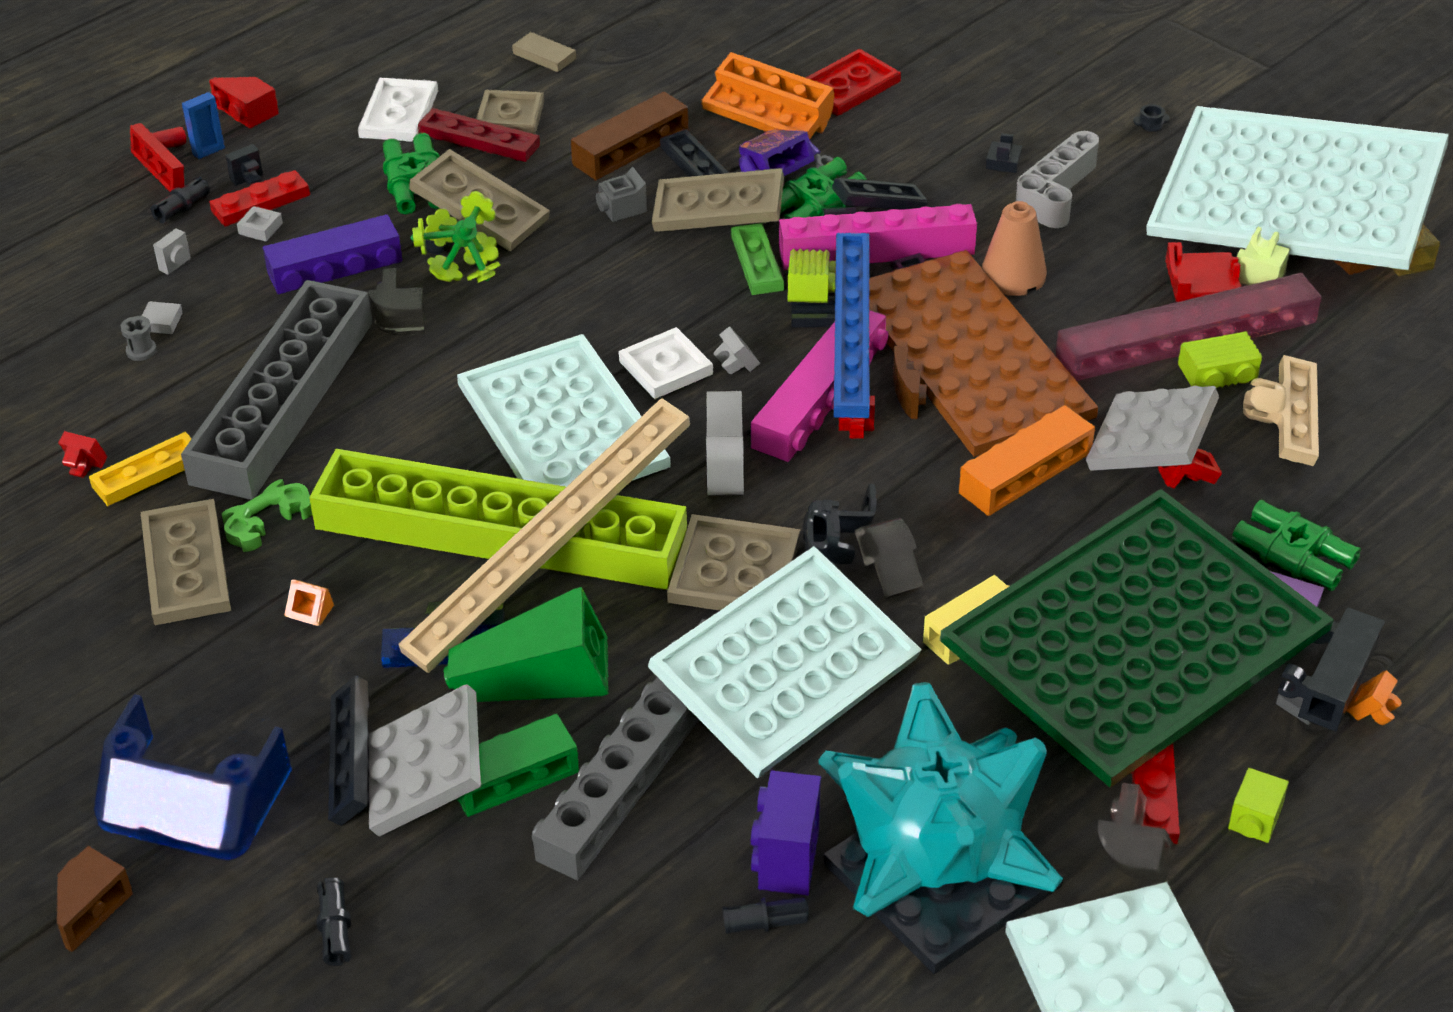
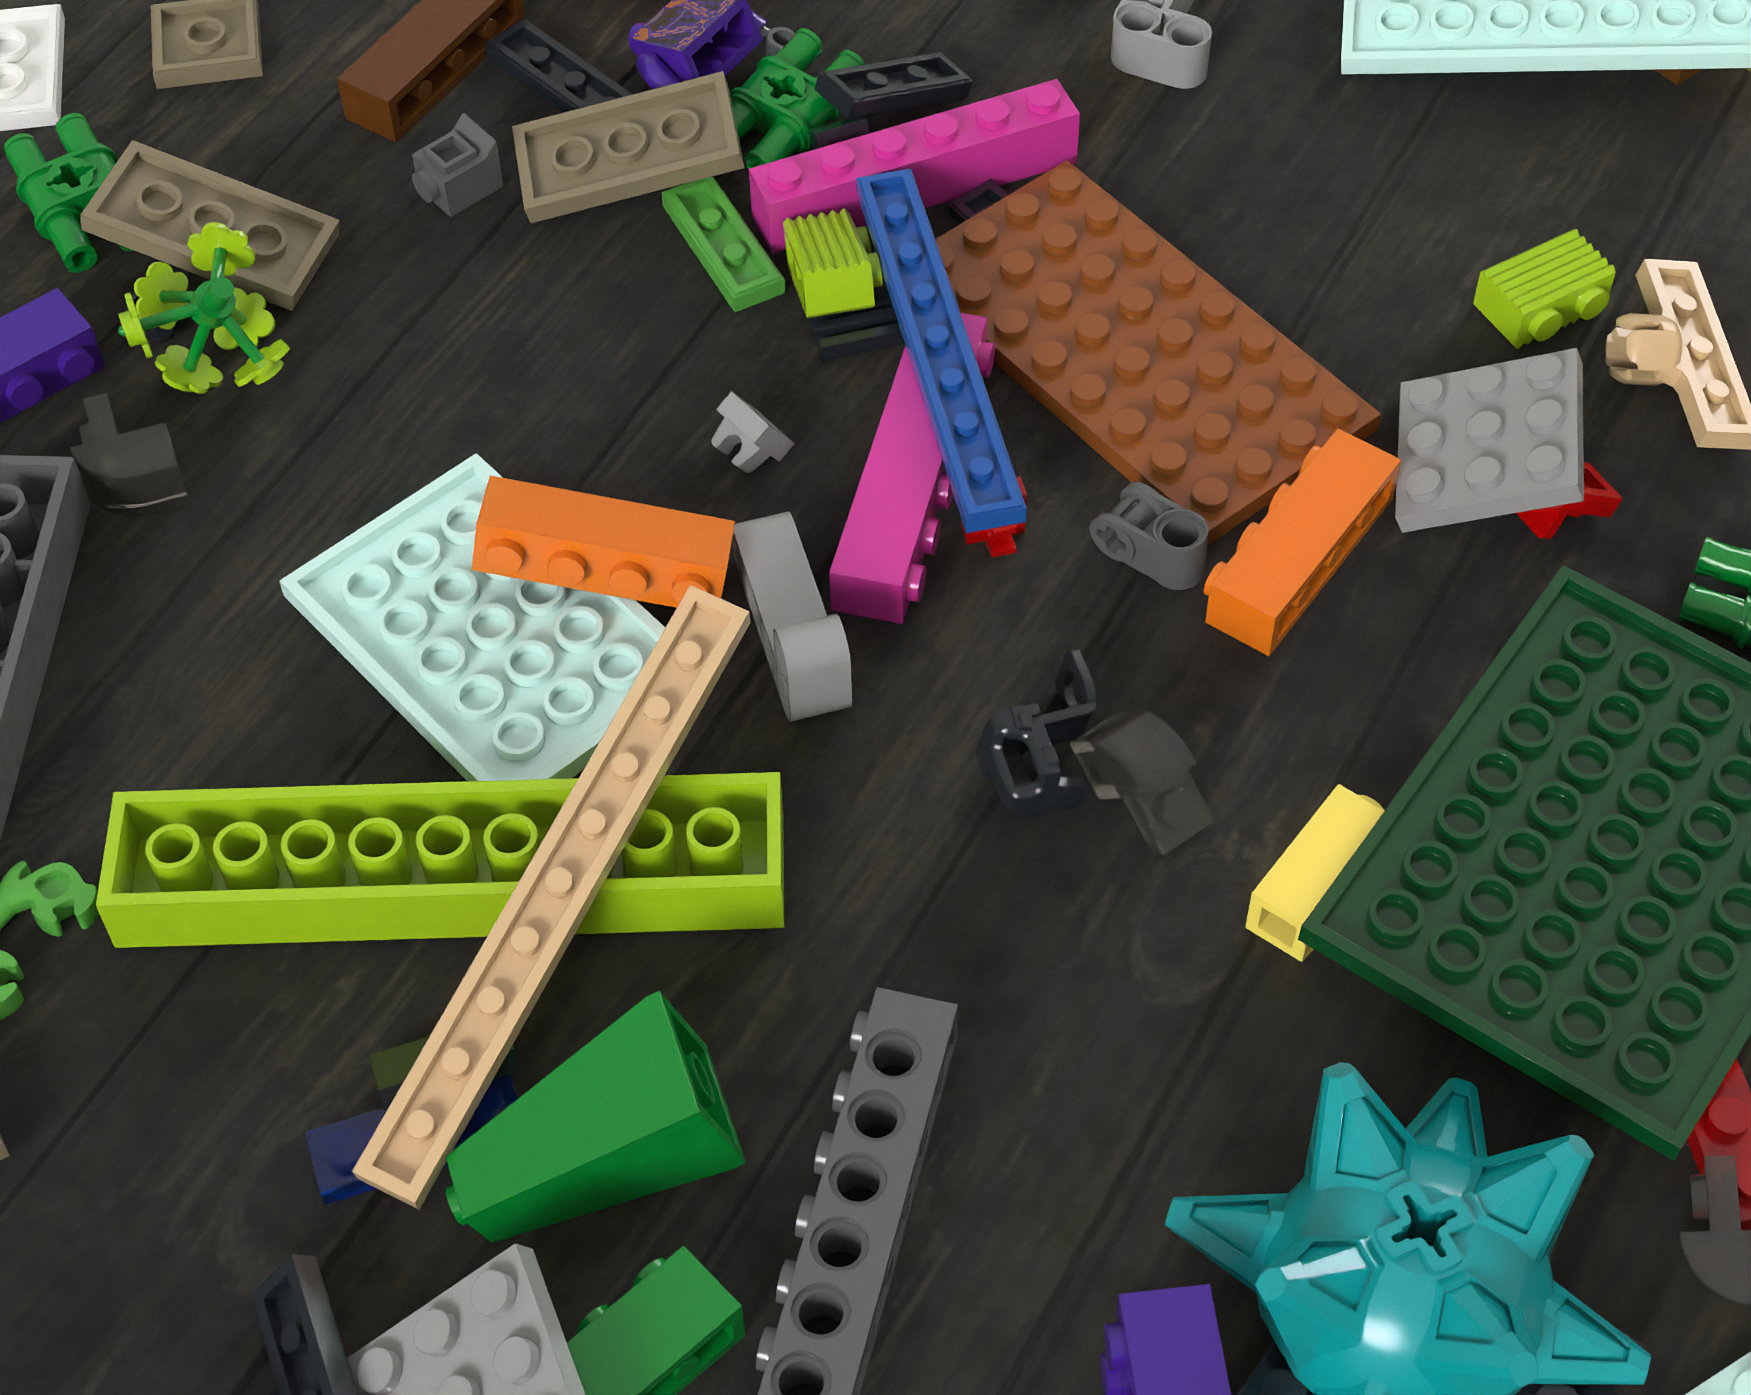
camera: 15 degrees left, 10 degrees up
(308, 602) = (149, 1109): slope -> none
(479, 134) = (167, 94): dark red plate -> none
(628, 382) = (599, 543): none -> orange brick
(665, 362) = (641, 465): white plate -> none
(727, 560) = (886, 858): dark tan plate -> none
(784, 660) = (1044, 1042): light aqua plate -> none
(907, 383) = (1057, 434): reddish brown slope -> none
(942, 443) = (1155, 537): none -> dark grey piece
(1016, 251) = (1157, 152): nougat cone -> none
(1159, 331) = (1479, 226): clear pink brick -> none
(1200, 273) = (1460, 133): red piece -> none
(1262, 259) = (1547, 93): yellowish green brick -> none

